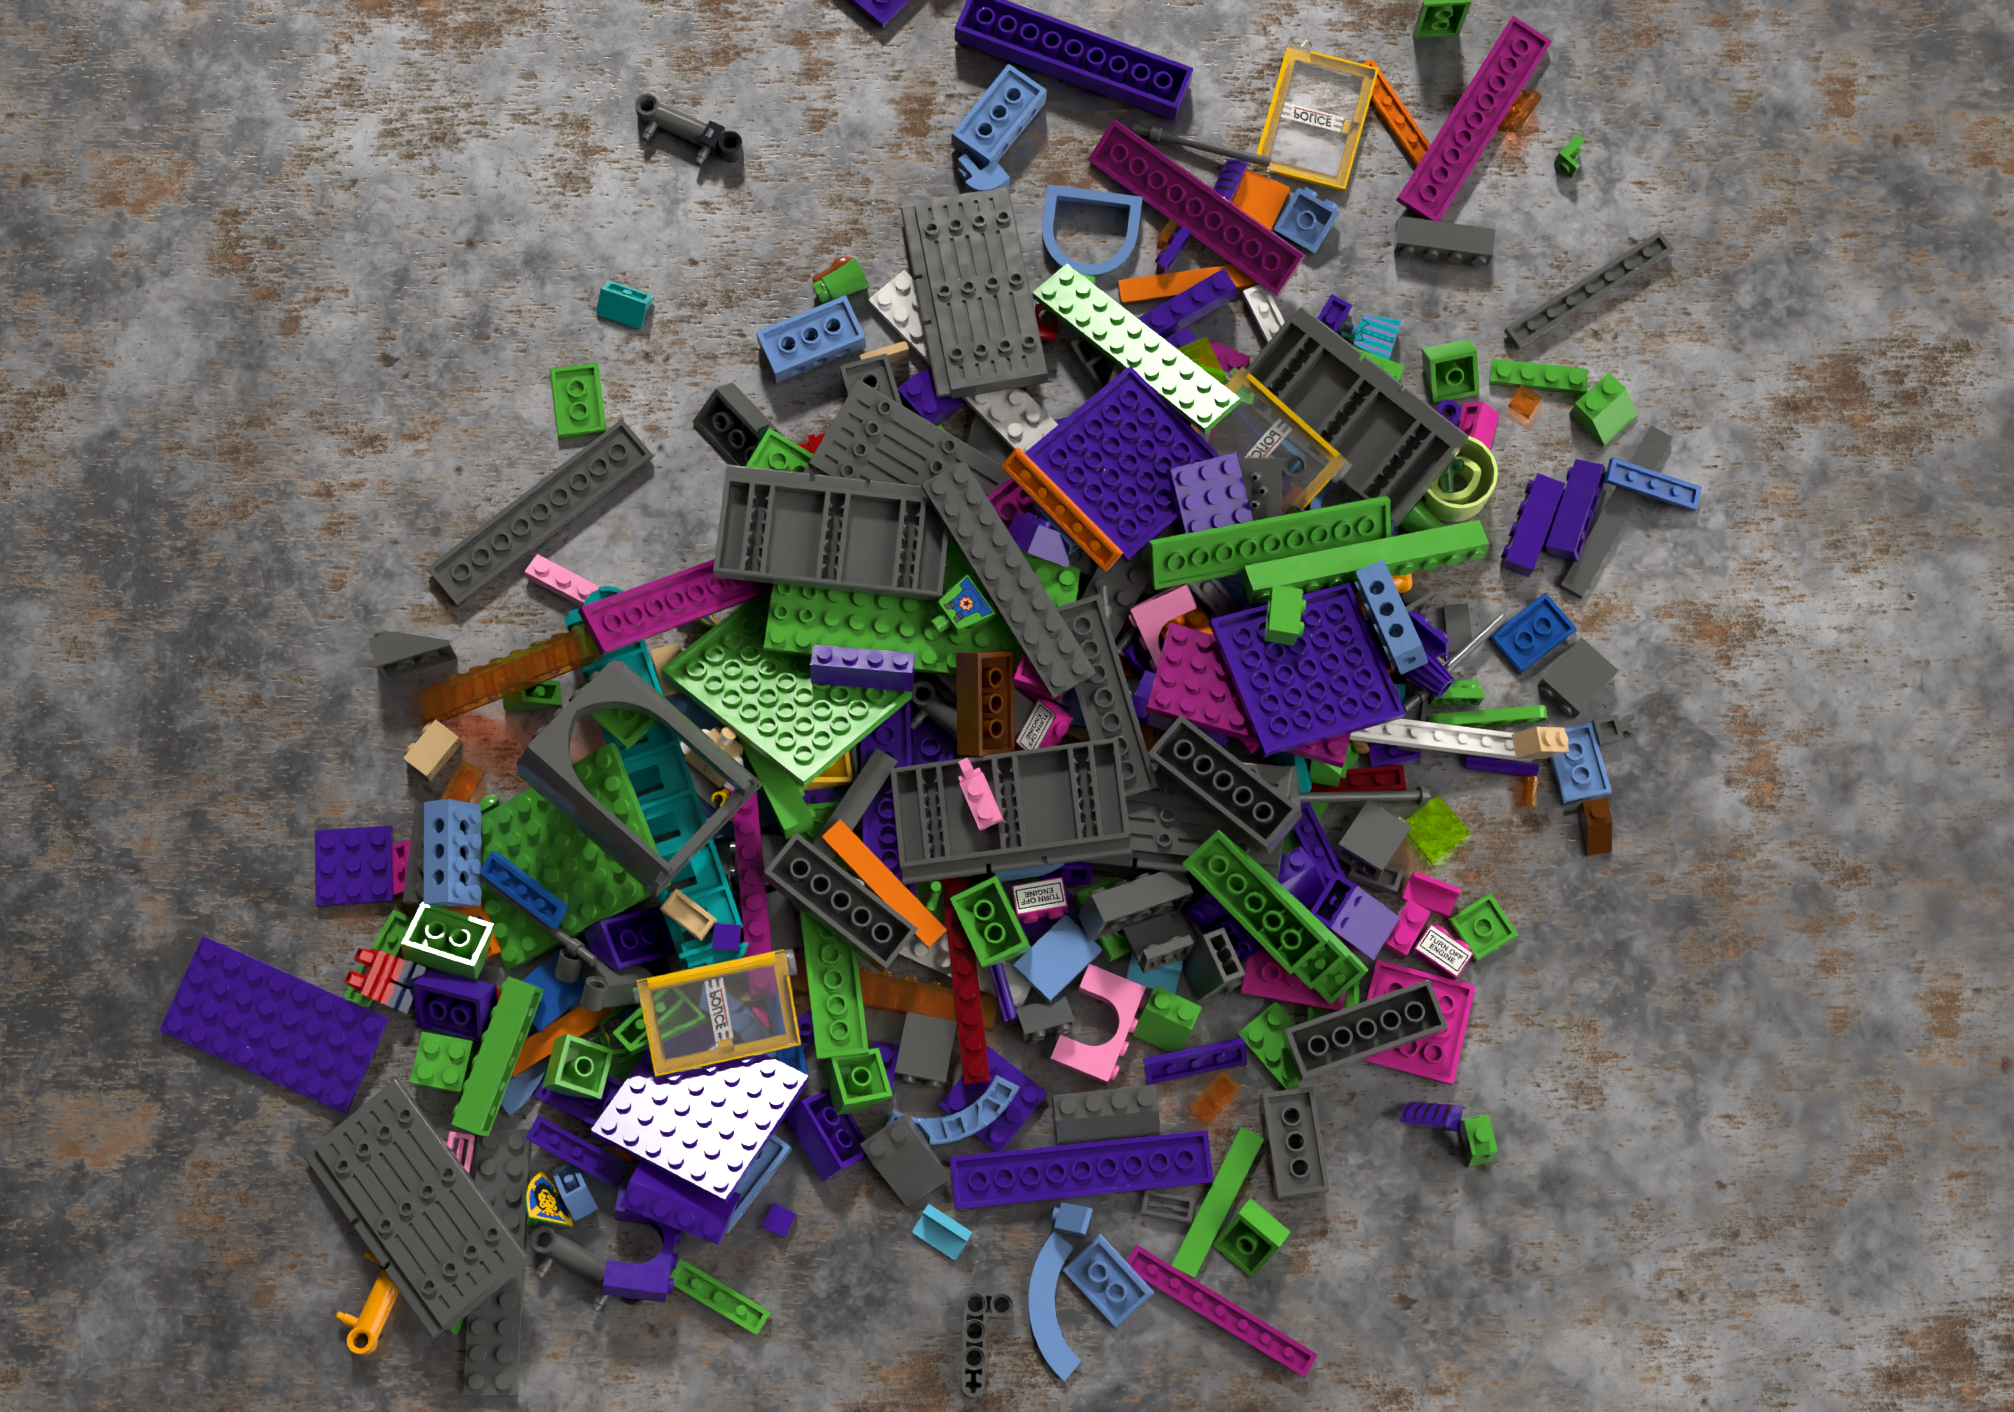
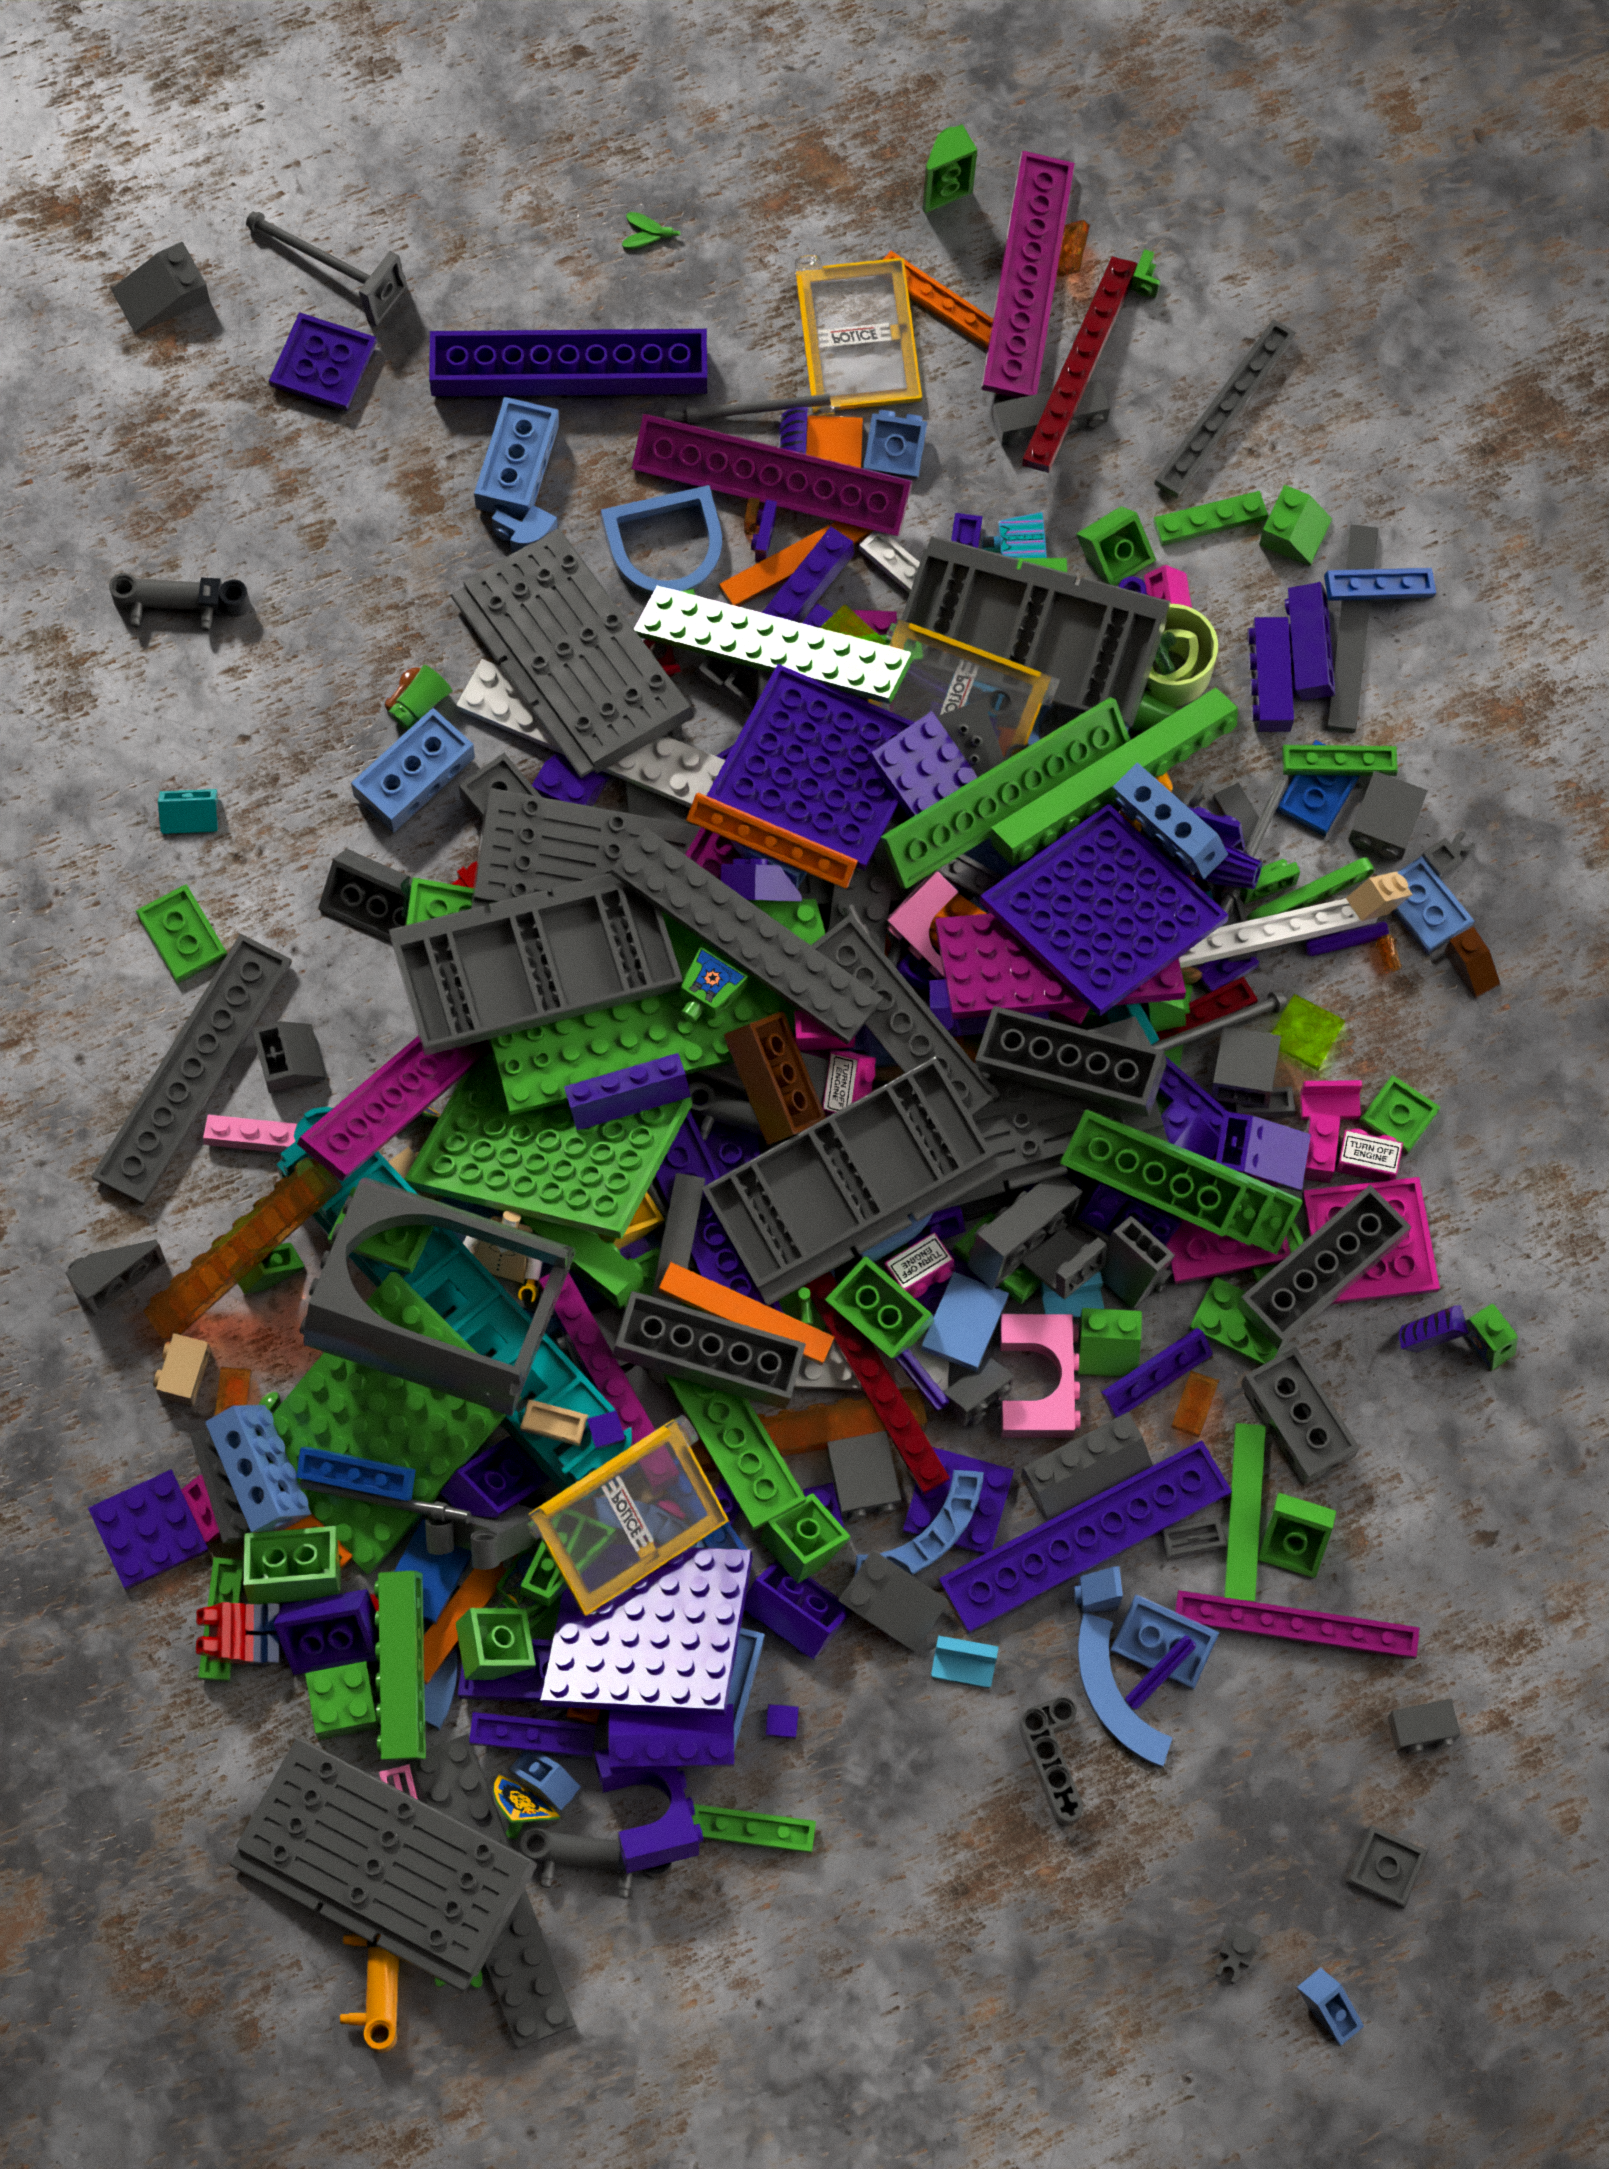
camera: 20 degrees left, 5 degrees down
(275, 1024) = (134, 1734): dark purple plate -> none
(617, 531) = (288, 1055): none -> dark grey slope
(894, 352) = (512, 747): tan tile -> none
(979, 796) = (812, 1177): bright pink hinge -> none
(1093, 1305) = (1160, 1672): none -> dark purple axle
(1284, 615) = (1057, 860): bright green brick -> none
(1483, 210) = (1079, 365): none -> dark red plate
(1525, 401) = (1207, 549): clear orange tile -> none
(1557, 617) = (1339, 760): none -> bright green tile

